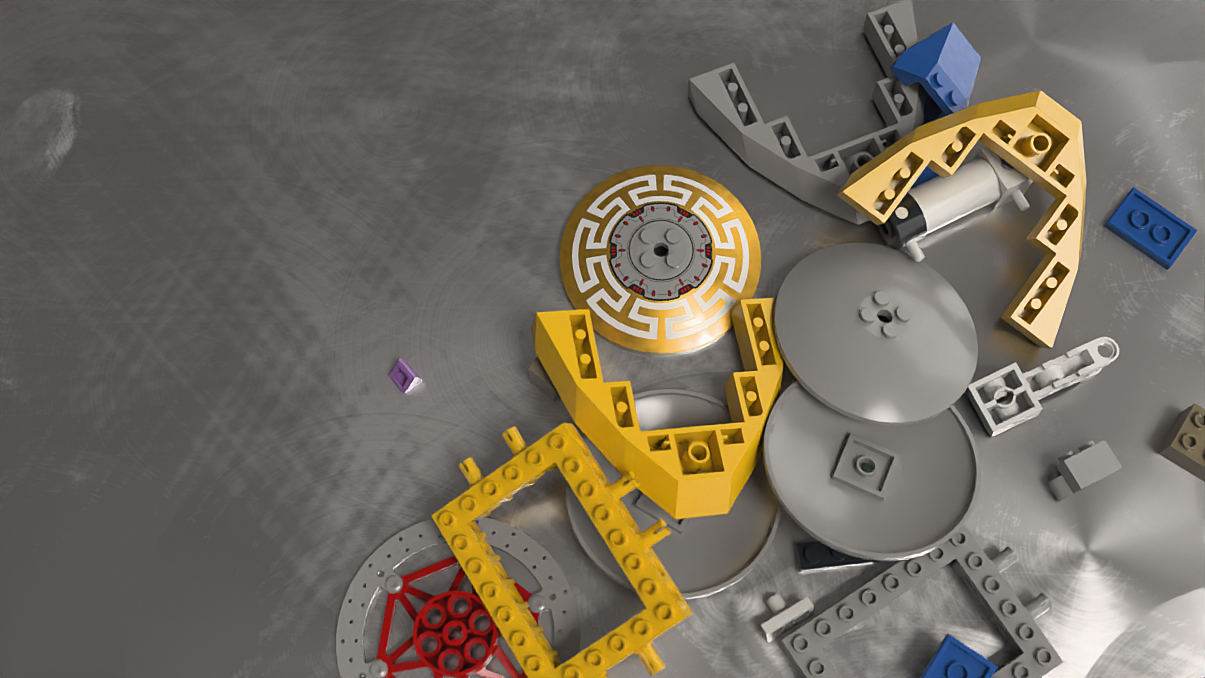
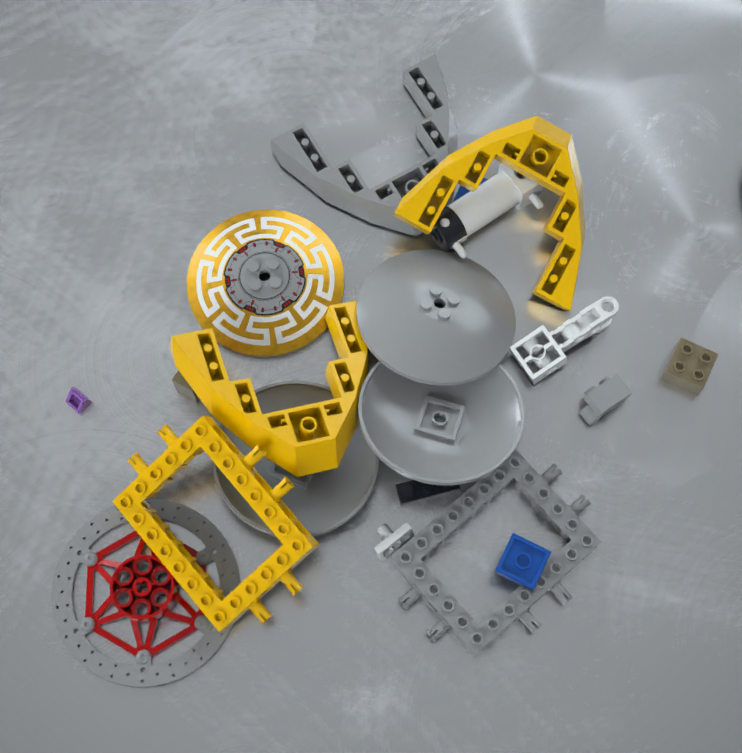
camera: 10 degrees left, 0 degrees up
(943, 66) = (466, 105): blue wedge -> none
(1150, 228) = (638, 209): blue tile -> none

